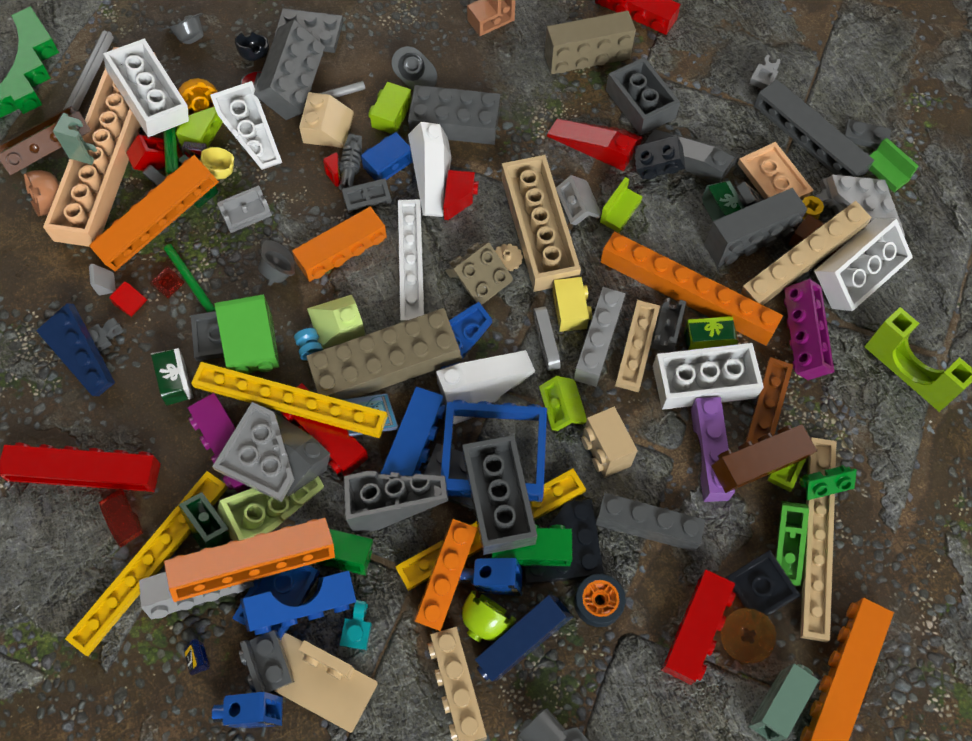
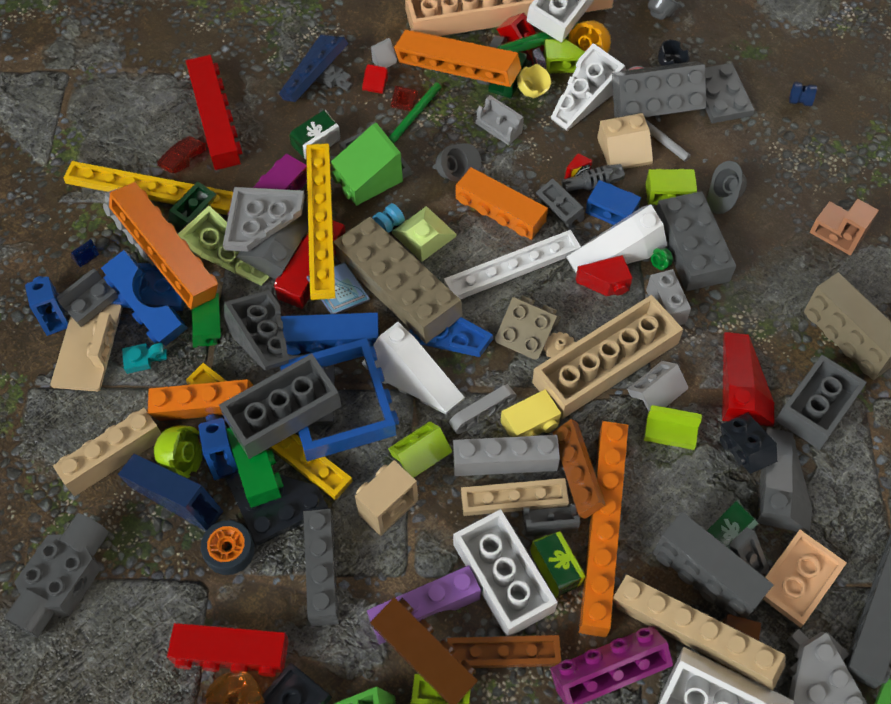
camera: 70 degrees right, 5 degrees down
(459, 145) = (661, 258): none -> green plate
(499, 151) = (668, 292): none -> light grey brick
(638, 284) = (579, 469): none -> dark orange plate
(813, 203) = (772, 635): yellow wheel -> none

